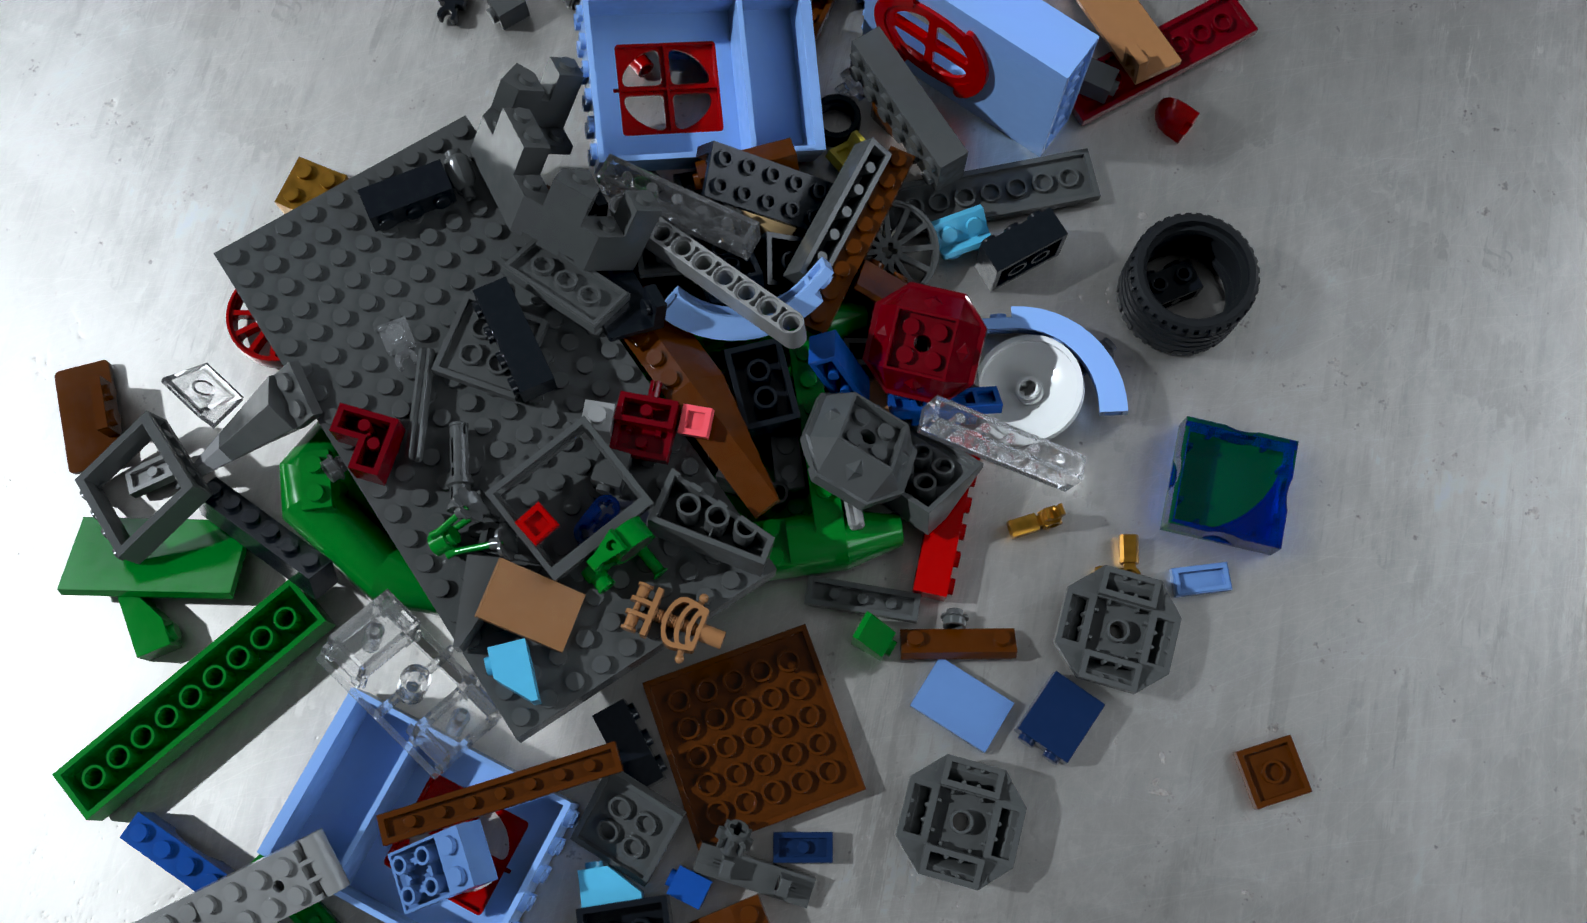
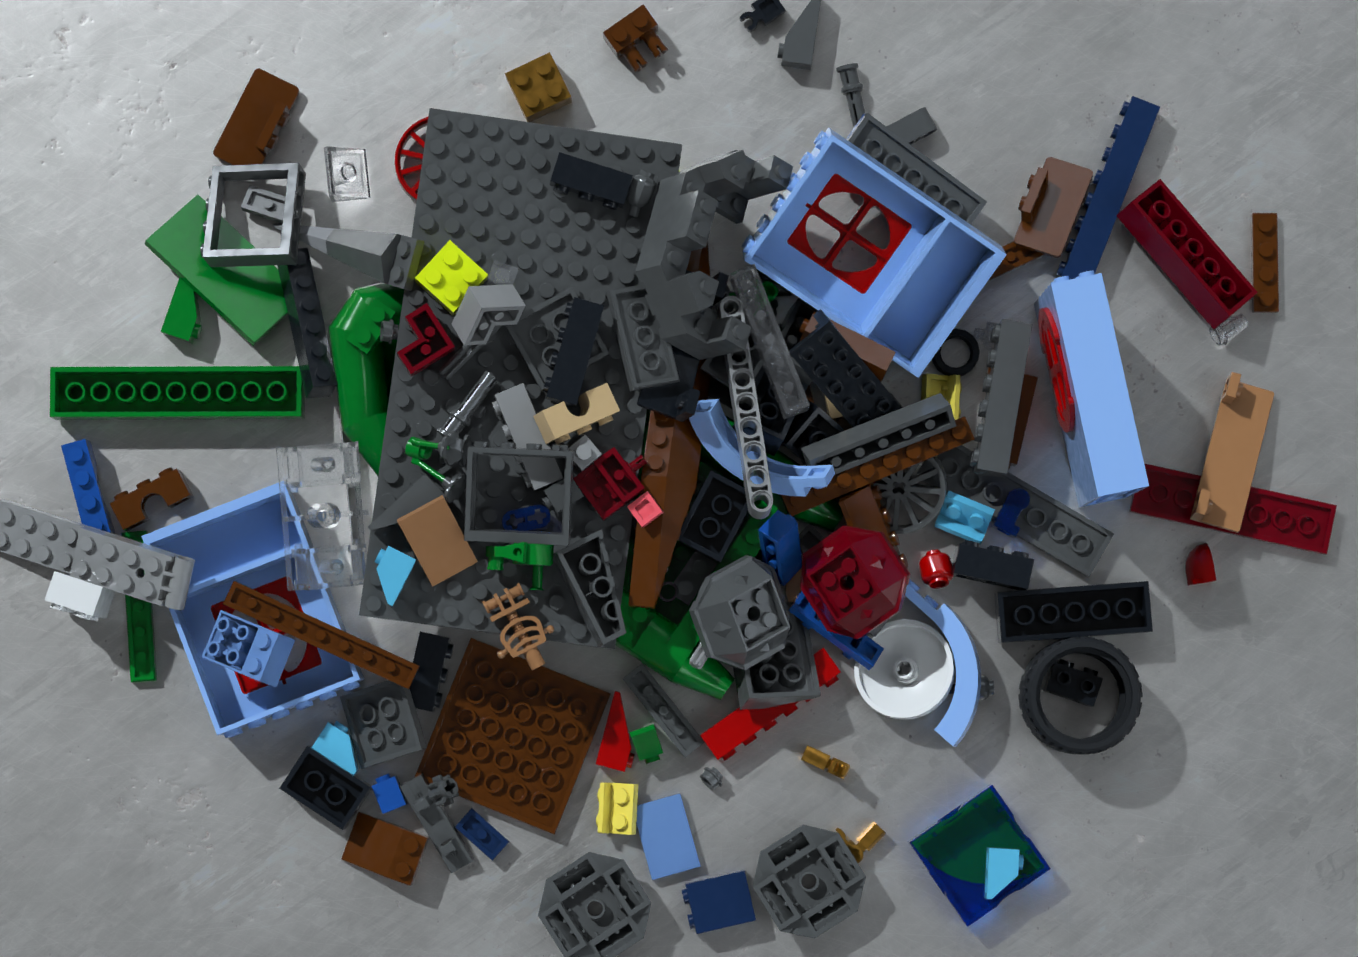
camera: 40 degrees right, 10 degrees up
(235, 836) = (131, 506): none -> reddish brown arch
(348, 369) = (449, 276): none -> neon yellow brick
(357, 94) = (631, 31): none -> reddish brown brick
(397, 367) = (484, 309): none -> light grey brick
(518, 437) = (522, 429): none -> light grey brick
(537, 524) = (483, 496): red tile -> none
(551, 407) = (557, 422): none -> tan arch
(846, 660) = (616, 744): none -> red slope
(899, 716) = (617, 808): none -> light yellow bracket
(958, 643) = (699, 795): reddish brown plate -> none
(980, 290) = (936, 569): none -> red head
(994, 196) = (1013, 505): none -> clear blue leg
(1001, 443) = (846, 693): clear brick -> none
(1099, 81) = (1166, 493): dark grey brick -> none
(1113, 230) = (1073, 612): none -> black brick
(1200, 579) = (901, 898): medium blue tile -> none
(1258, 481) = (1001, 869): none -> medium azure slope

